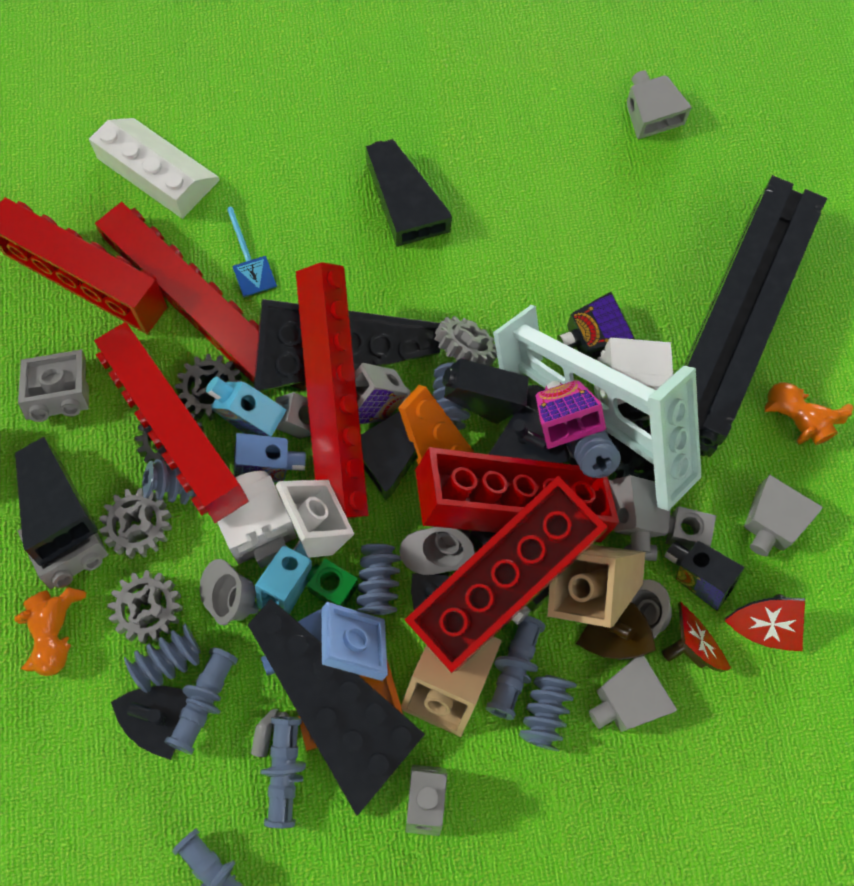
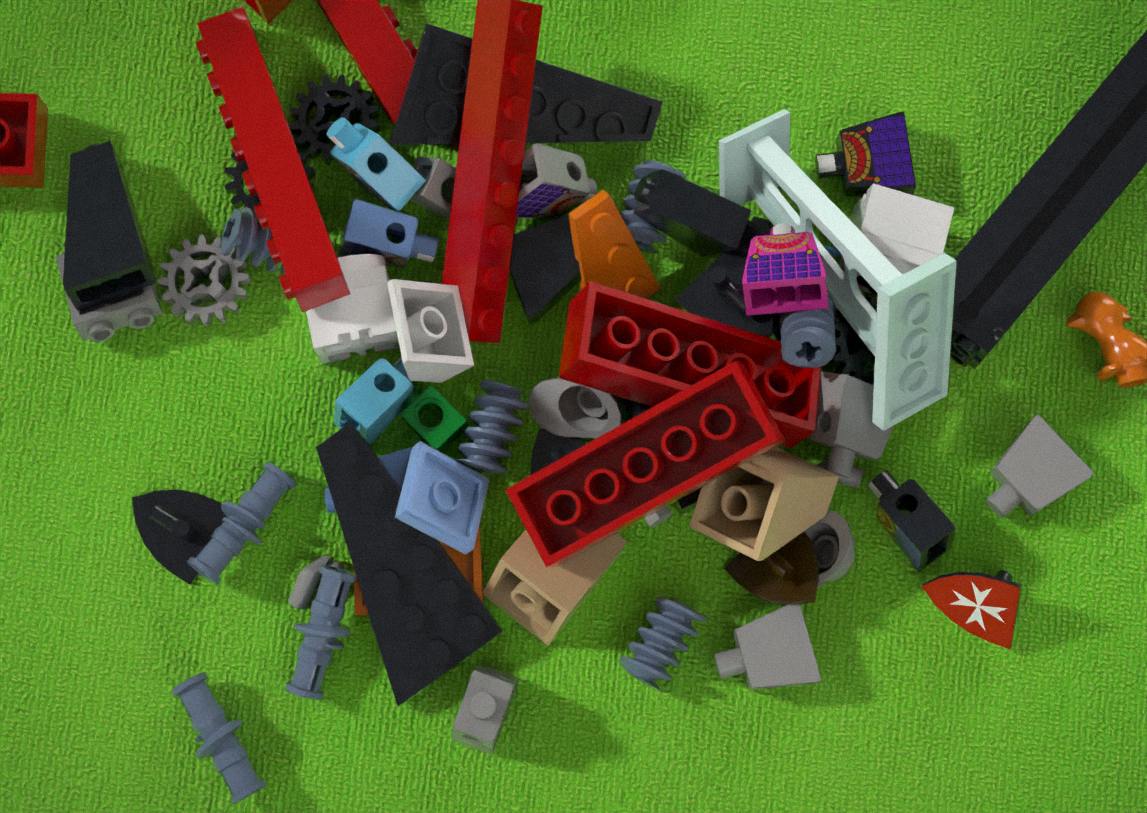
camera: 20 degrees right, 10 degrees up
(44, 620) = (70, 379): orange animal -> none
(53, 385) = (134, 71): light grey plate -> none
(149, 595) = (185, 404): light grey gear -> none
(164, 659) = (206, 462): sand blue piece -> none
(227, 593) = (299, 398): light grey piece -> none
(266, 552) = (362, 359): light grey tile -> none
(466, 341) = (685, 138): light grey gear -> none
(514, 668) = (636, 578): sand blue piece -> none
(696, 643) = (876, 605): shield -> none
(701, 523) = (930, 456): light grey brick -> none

